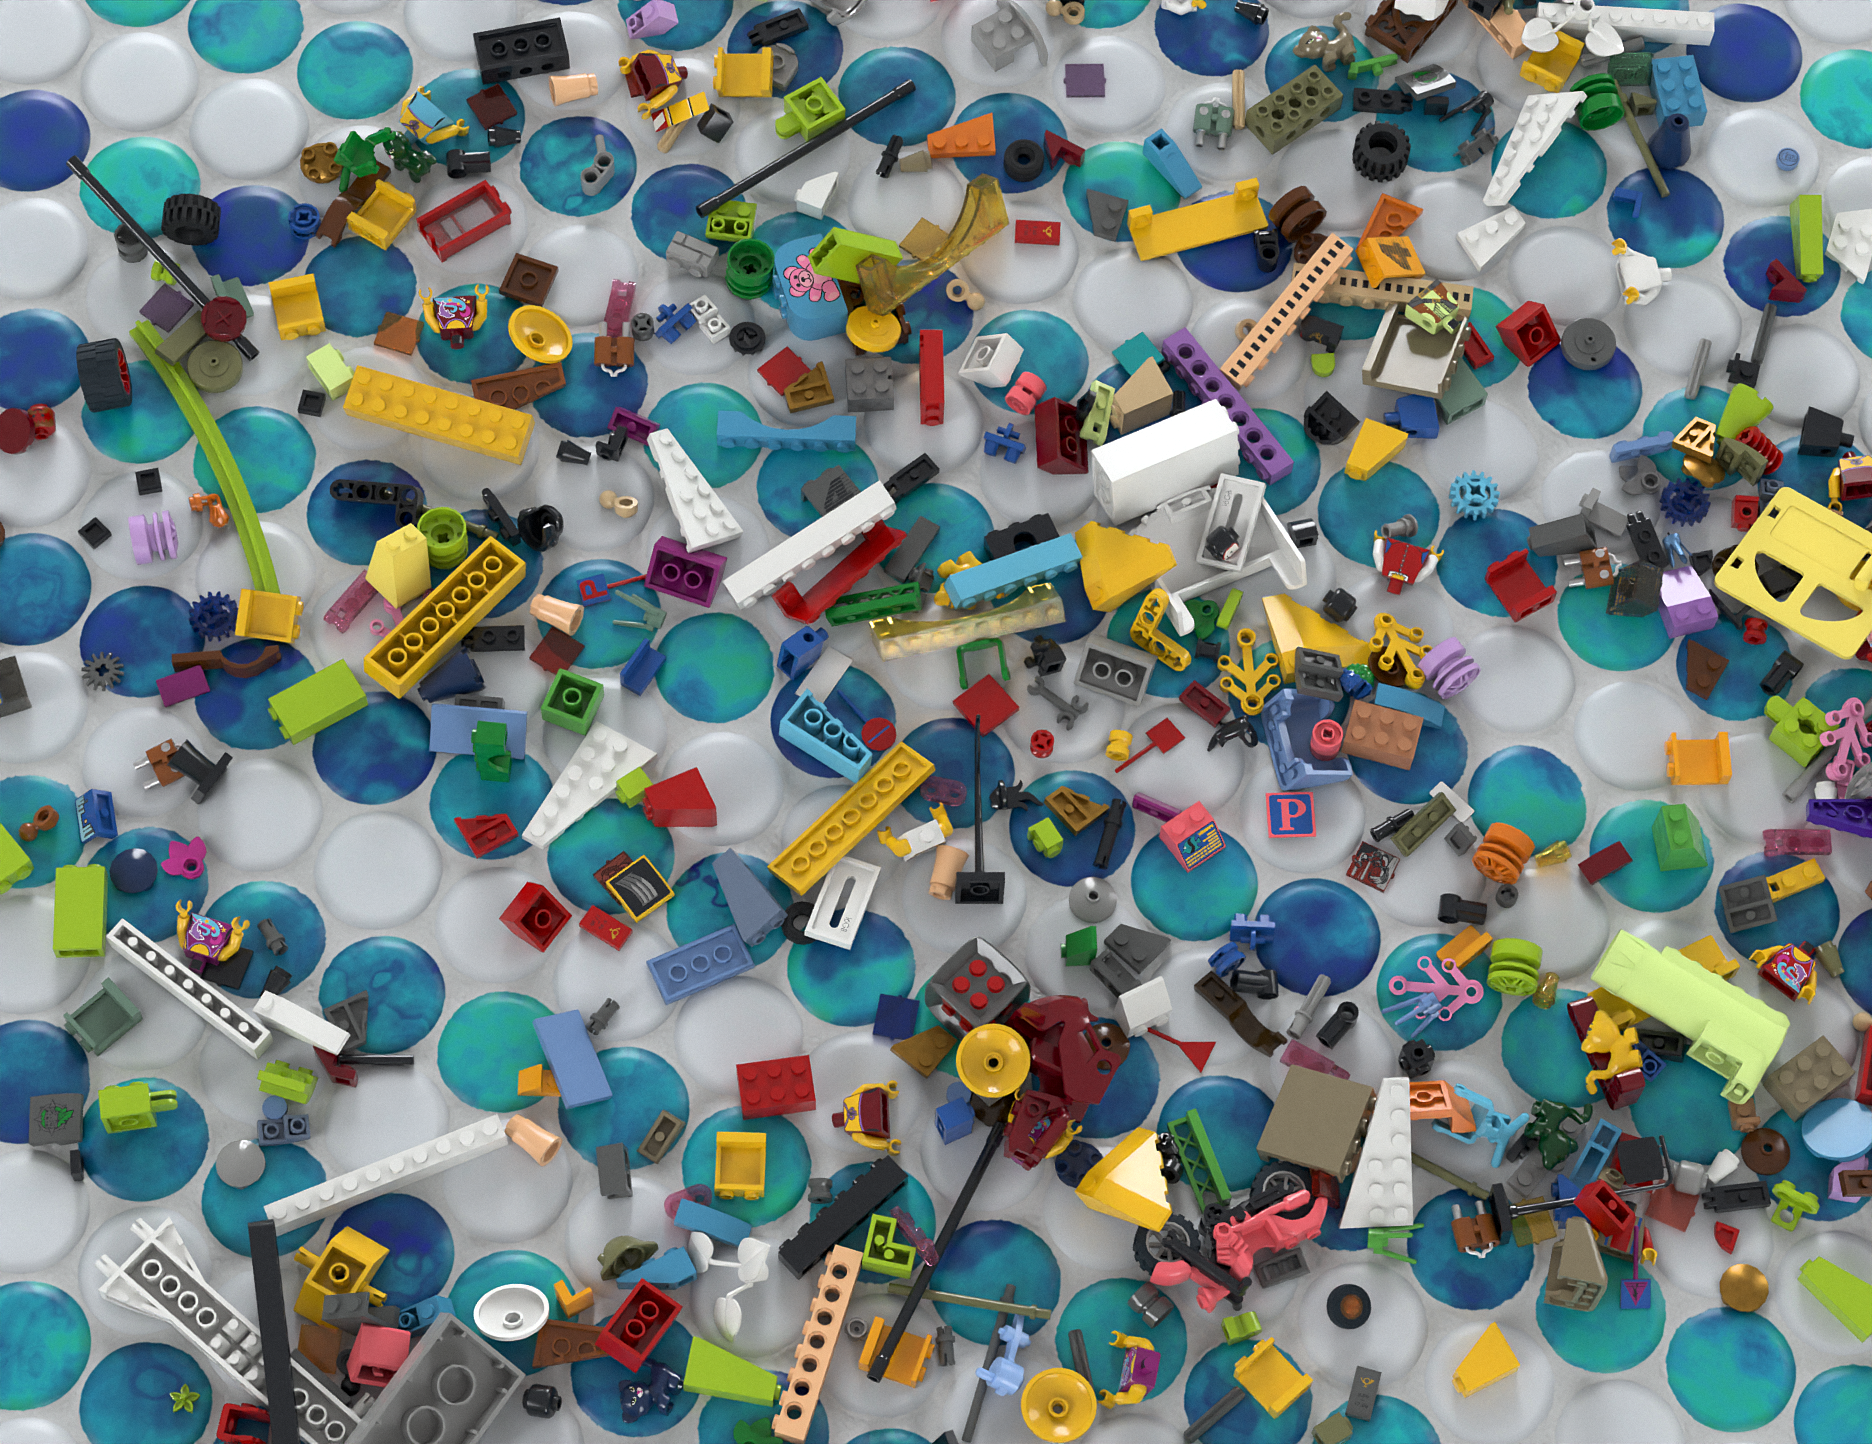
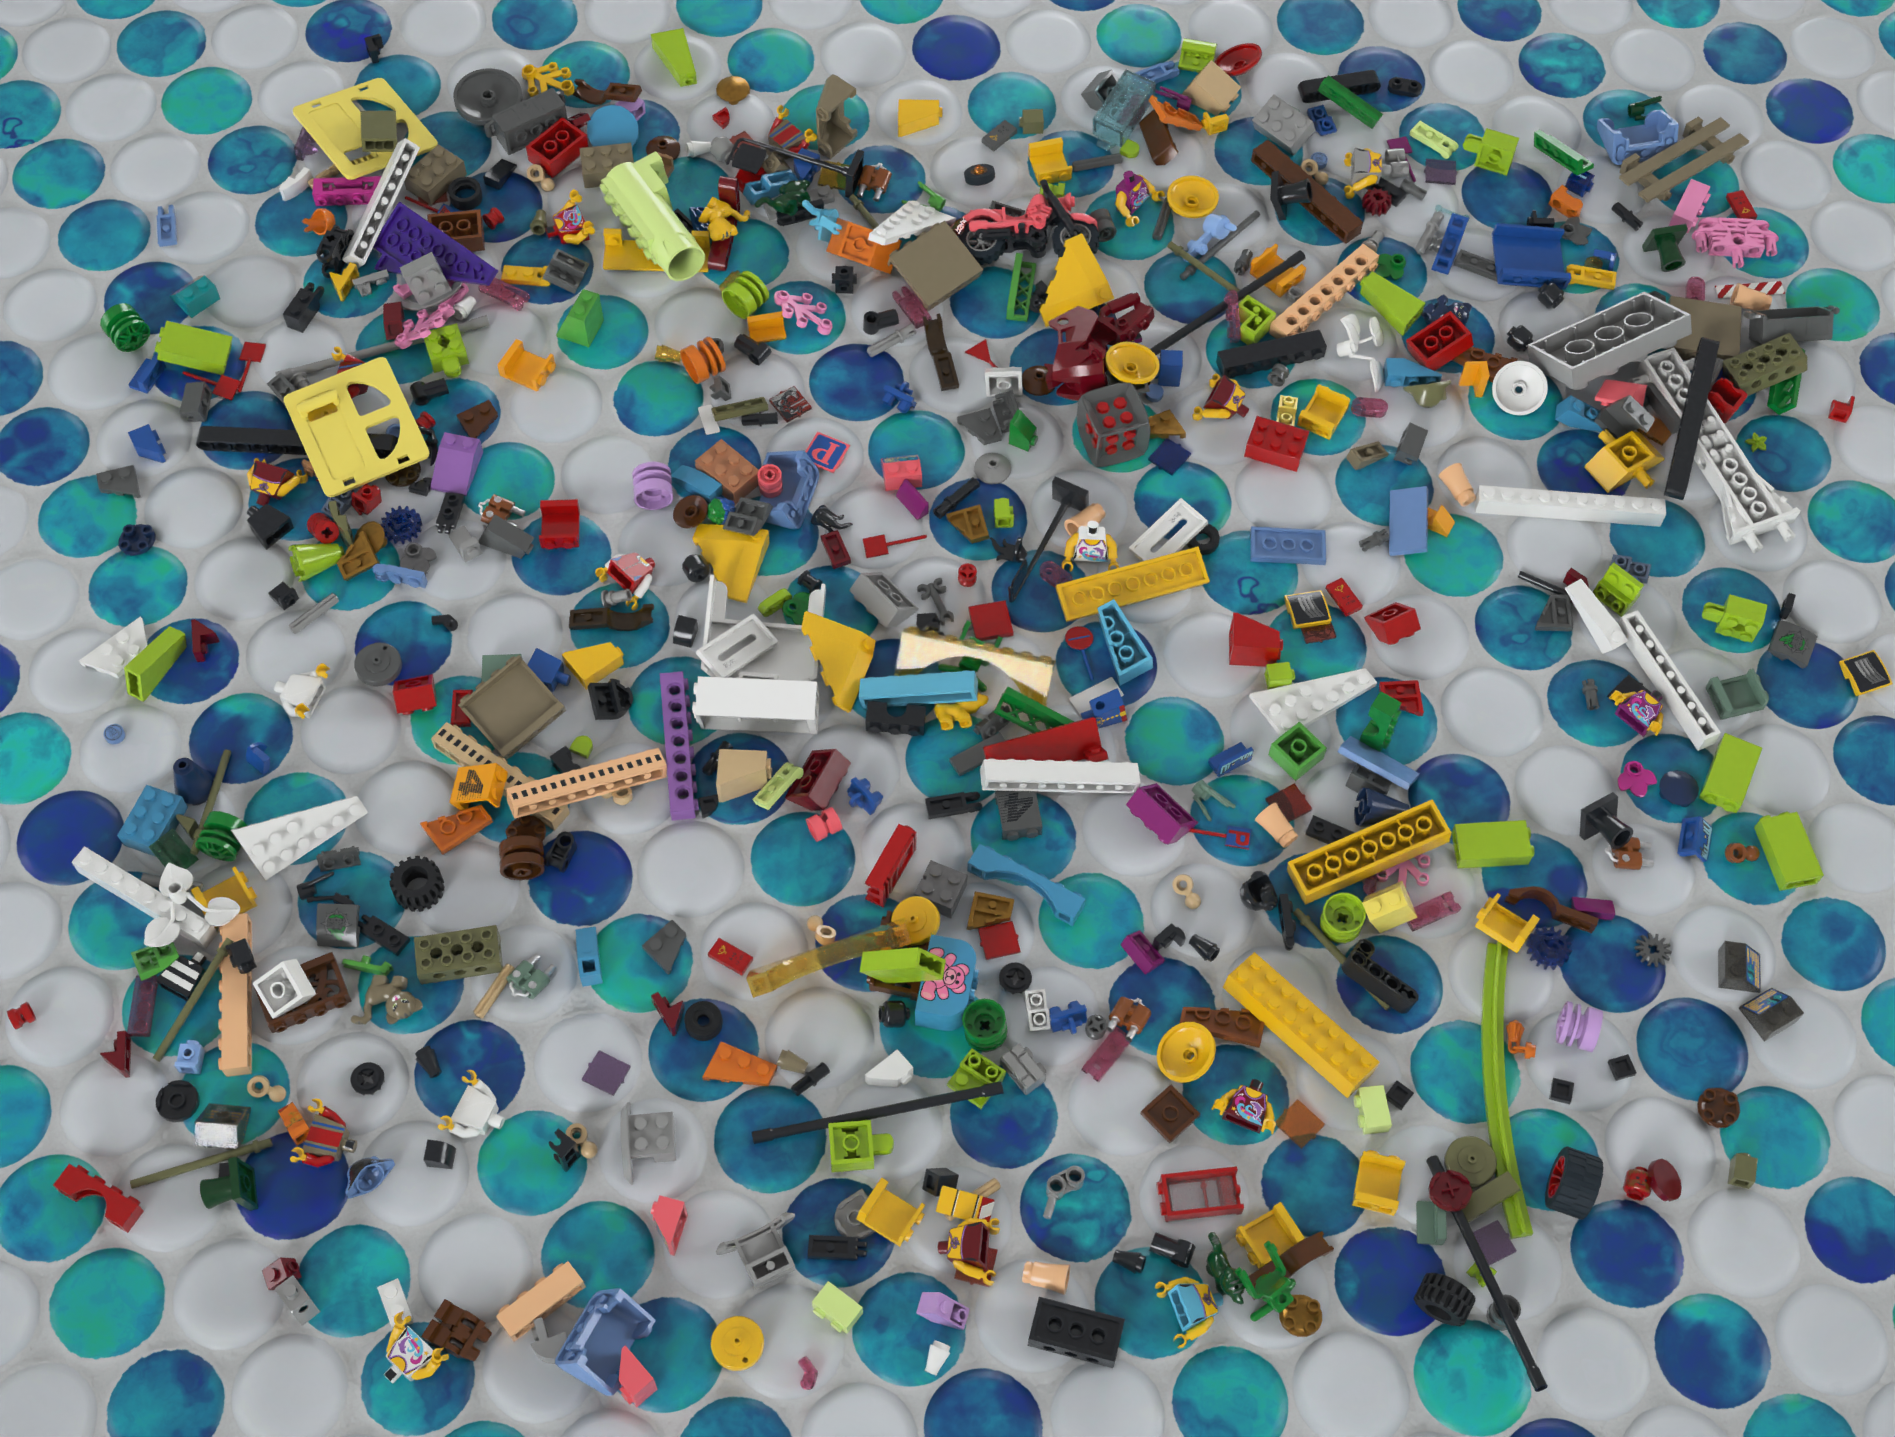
camera: 150 degrees left, 5 degrees down
(240, 1163) = (1668, 561): light grey dish -> none
(276, 981) = (1599, 662): black cone -> none
(300, 225) = (1339, 1264): blue wheel -> none
(491, 106) = (1125, 1300): clear red piece -> none
(693, 501) = (1128, 862): white wing -> none
(711, 1222) = (1362, 385): dark azure slope -> none
(749, 900) = (1234, 564): sand blue slope -> none
(785, 1145) = (1287, 410): none -> light yellow slope
(923, 239) = (824, 994): clear yellow piece -> none
(992, 360) = (834, 865): white slope -> none
(1085, 405) = (785, 790): black tile -> none
(1119, 744) = (914, 548): yellow wheel -> none
(1136, 352) = (717, 816): teal piece -> none
(1150, 631) = (838, 601): yellow beam -> none
(1197, 223) = (600, 900): yellow bracket -> none
(1222, 542) = (754, 633): black head -> none
(1226, 959) = (928, 384): blue wheel -> none
(1249, 676) = (790, 554): yellow plant -> none
(1262, 983) = (915, 363): black piece -> none
(1386, 625) = (676, 521): yellow plant -> none
(1391, 507) = (614, 620): none -> dark brown piece
(1428, 1005) = (817, 298): medium blue plant -> none
(1434, 309) = (475, 727): torso -> none
(1474, 499) = (554, 598): medium azure gear -> none
(1489, 236) = (385, 783): white wing -> none
(1557, 427) = (445, 620): none -> black arm
(1604, 1208) = (793, 136): red brick -> none
(1605, 862) = (637, 334): dark red slope -> none
(1635, 590) = (485, 478): clear smoke slope -> none
(1635, 1291) = (796, 111): piece -> none
(1671, 543) = (430, 503): flat silver piece -> none
(1737, 1197) = (699, 129): black hinge -> none
(1763, 334) = (245, 615): dark grey axle -> none
(1795, 1200) = (669, 113): lime bracket -> none

